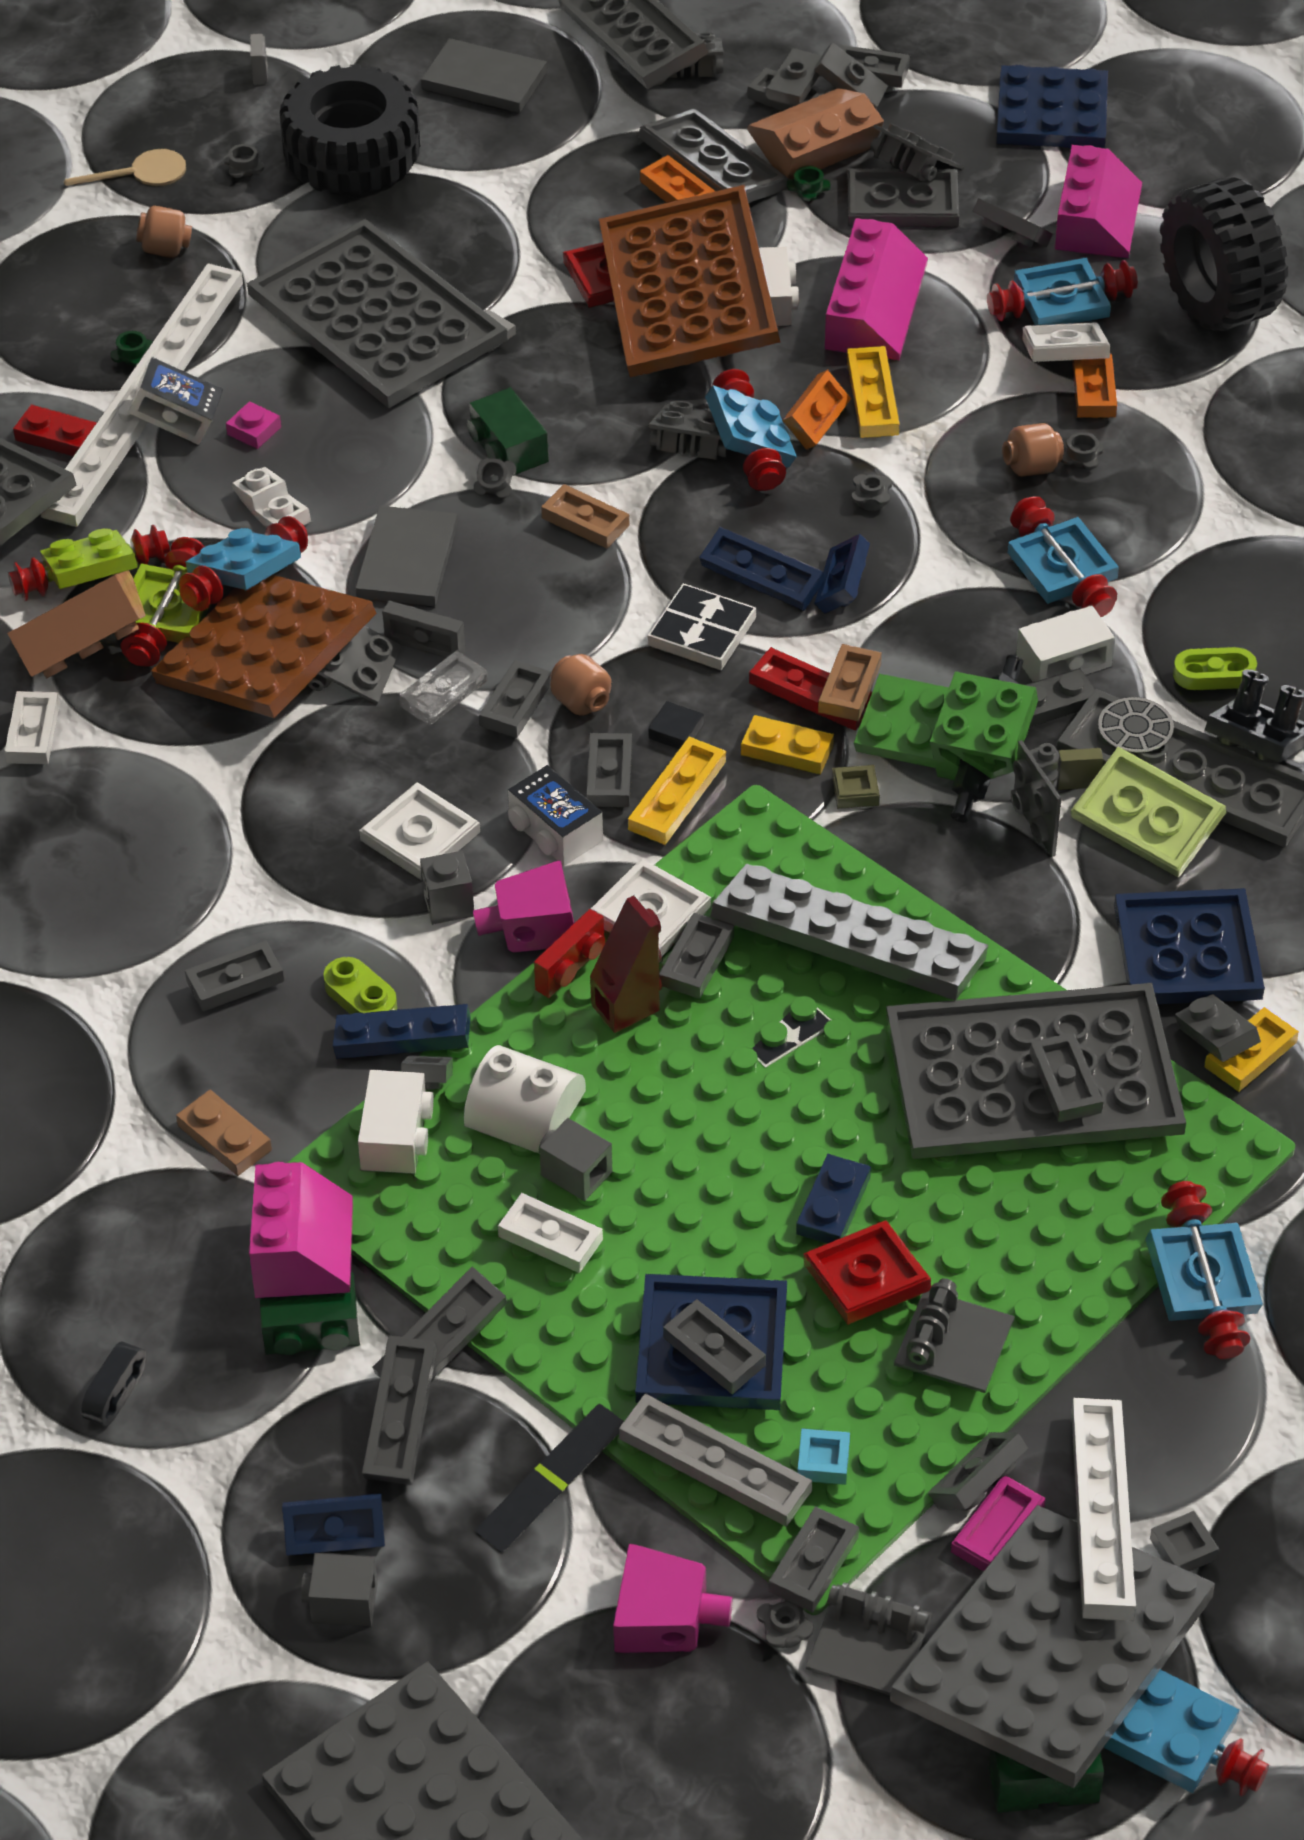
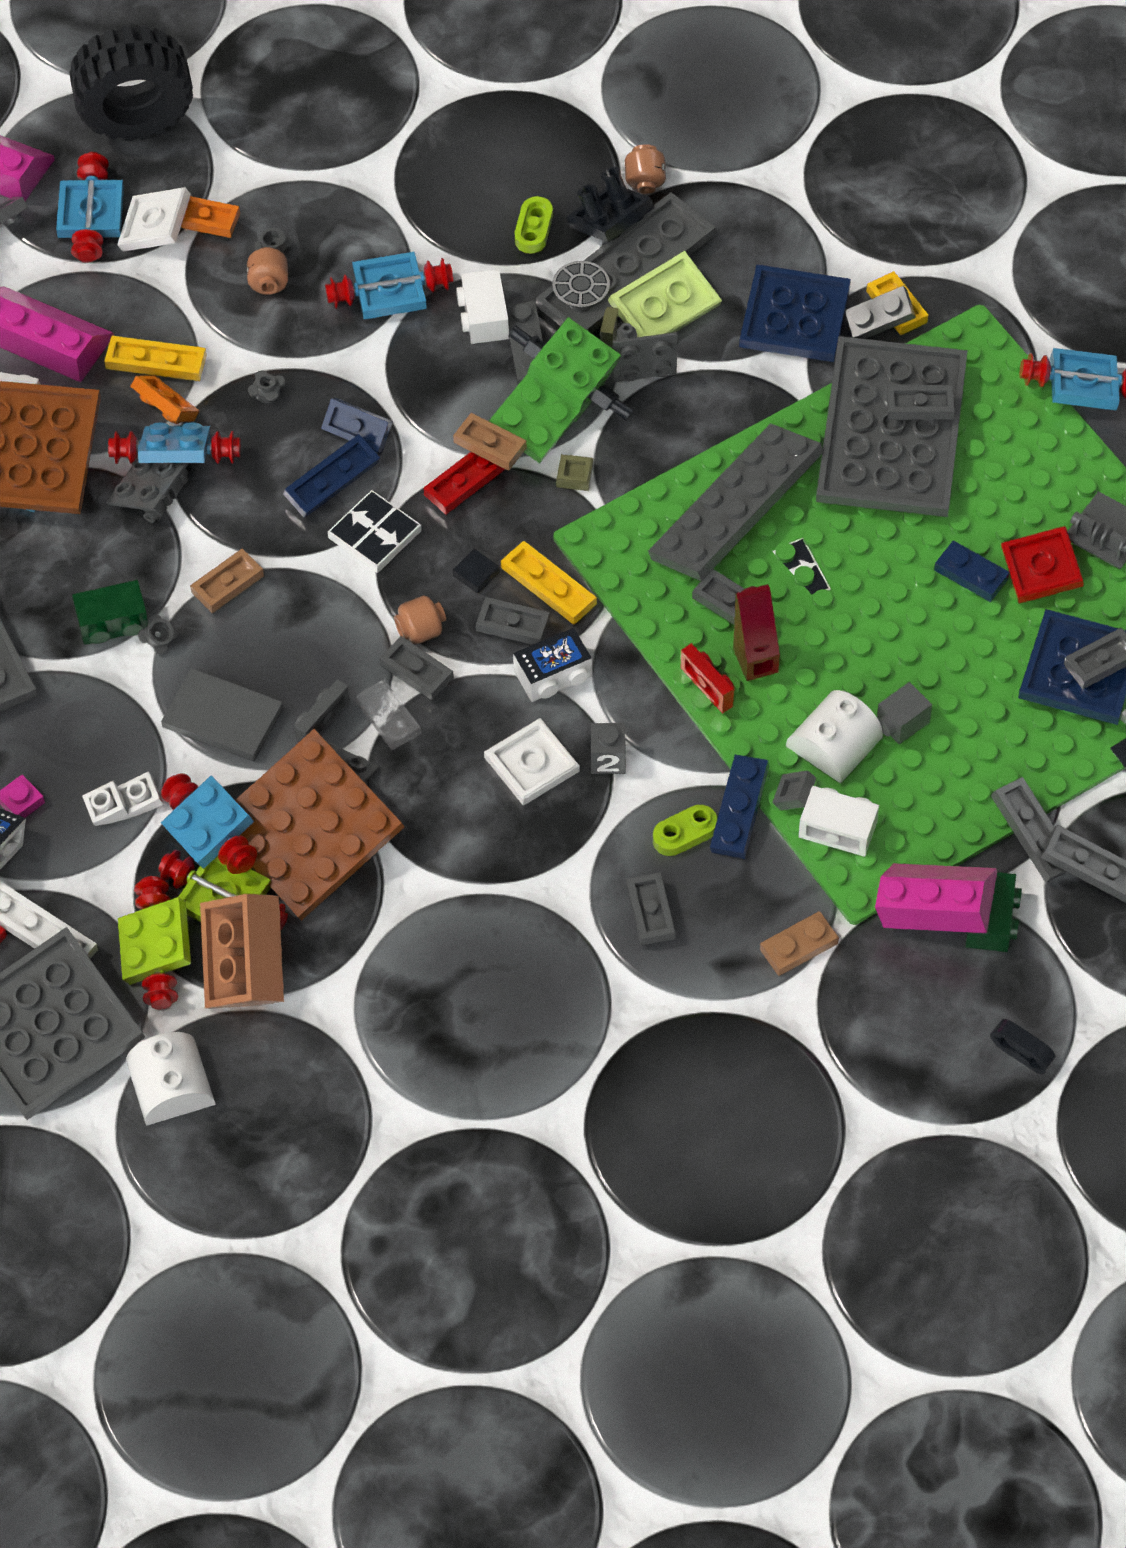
camera: 75 degrees left, 10 degrees up
(32, 727) = (334, 1012): white plate -> none
(530, 909) = (651, 695): dark pink torso -> none
(550, 1232) = (963, 743): white plate -> none
(660, 891) = (668, 622): white tile -> none
(787, 744) = (518, 505): yellow plate -> none

